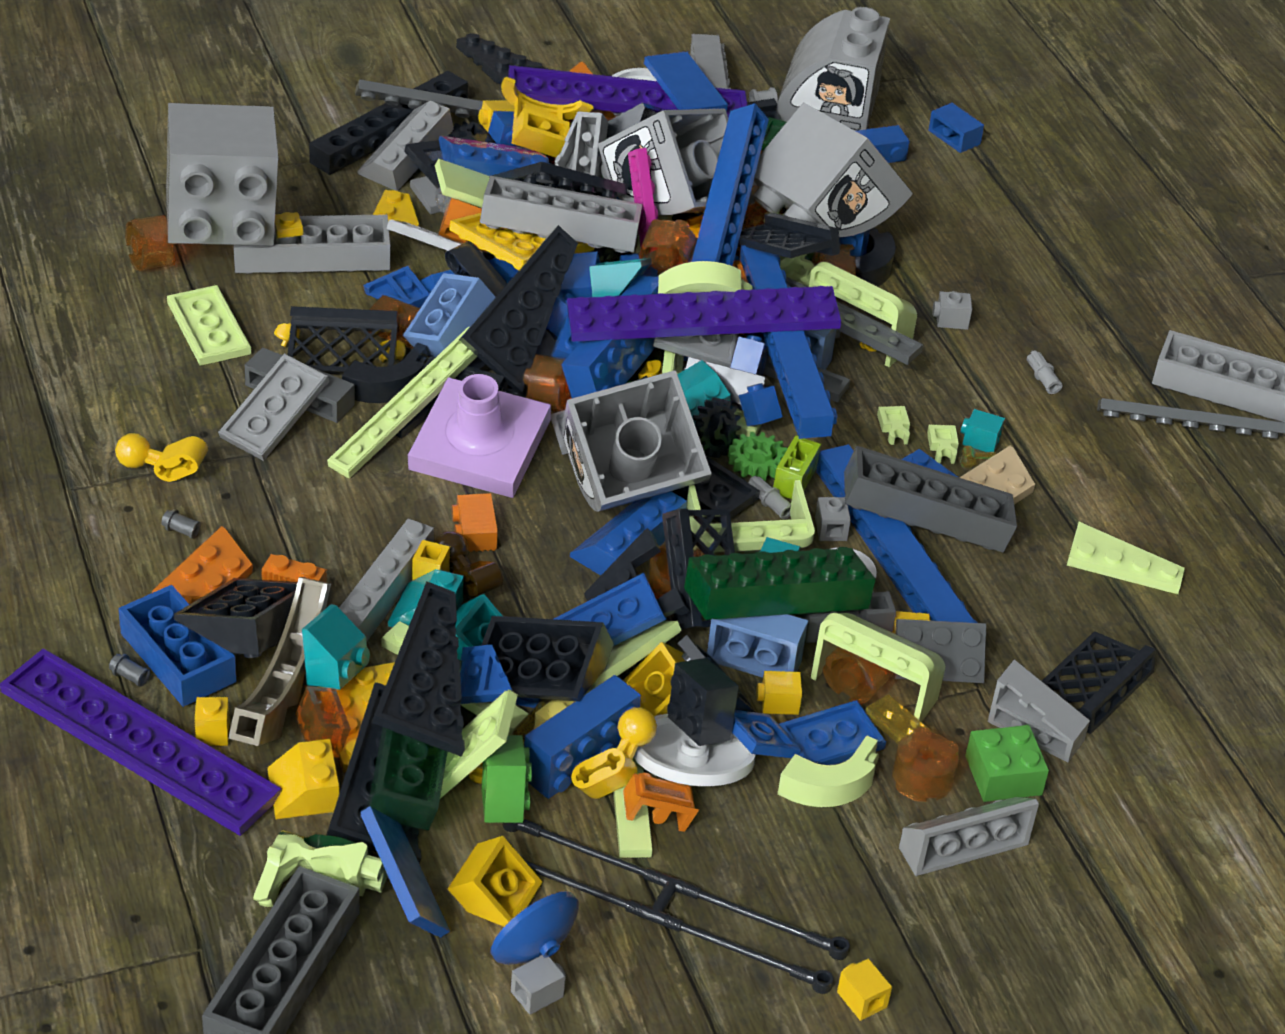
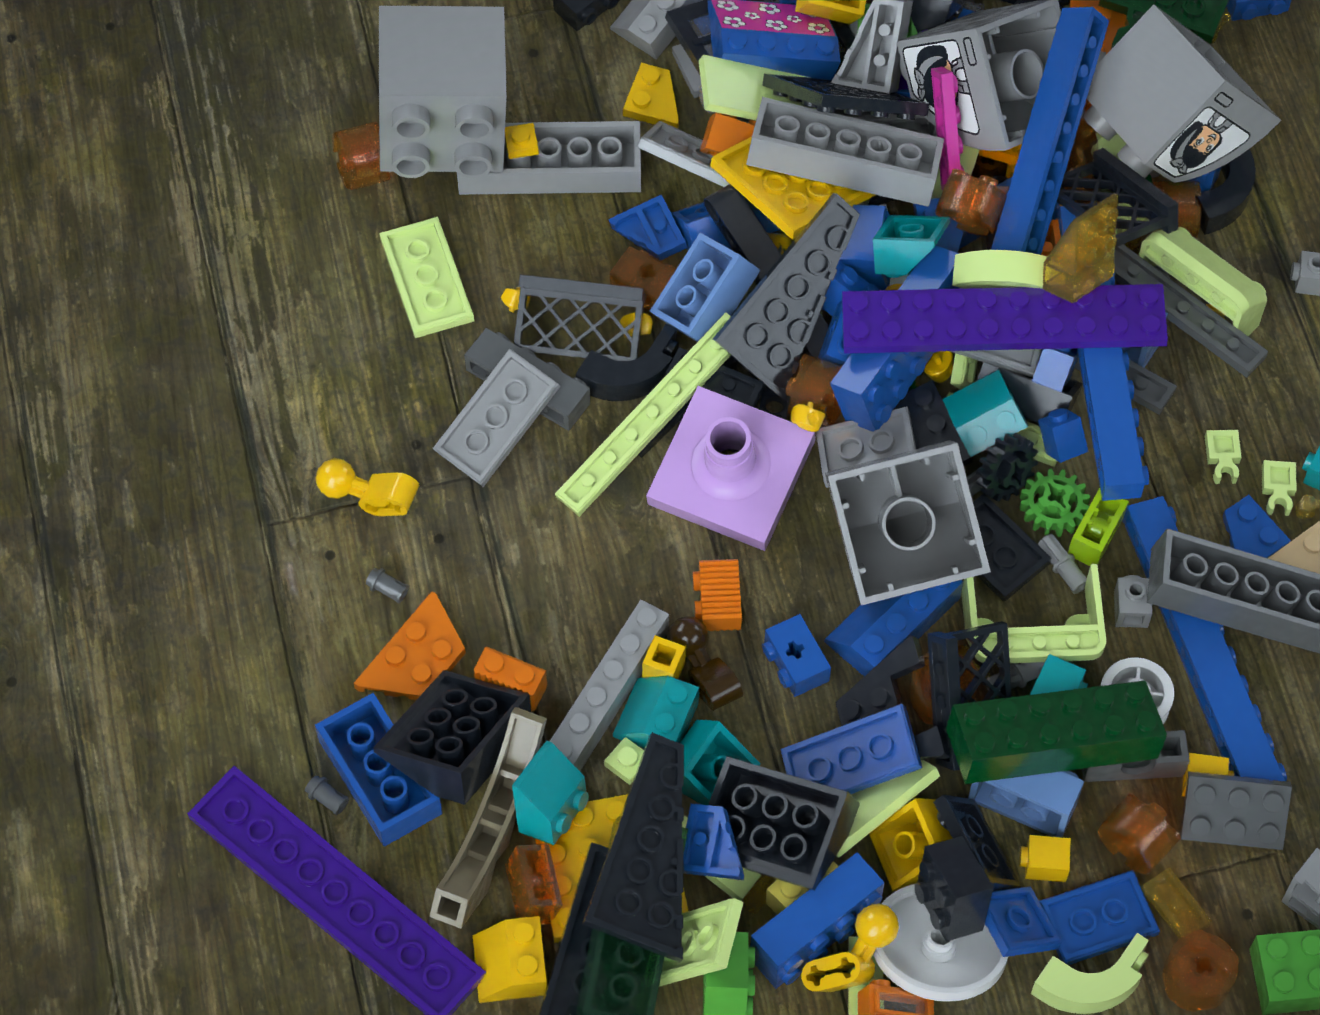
camera: 10 degrees right, 20 degrees up
(212, 720) = (414, 875): yellow brick -> none
(543, 393) = (807, 417): none -> yellow piece
(547, 561) = (792, 641): none -> blue brick
(765, 253) = (1083, 253): none -> clear yellow slope
(884, 650) = (1166, 826): yellowish green windscreen -> none

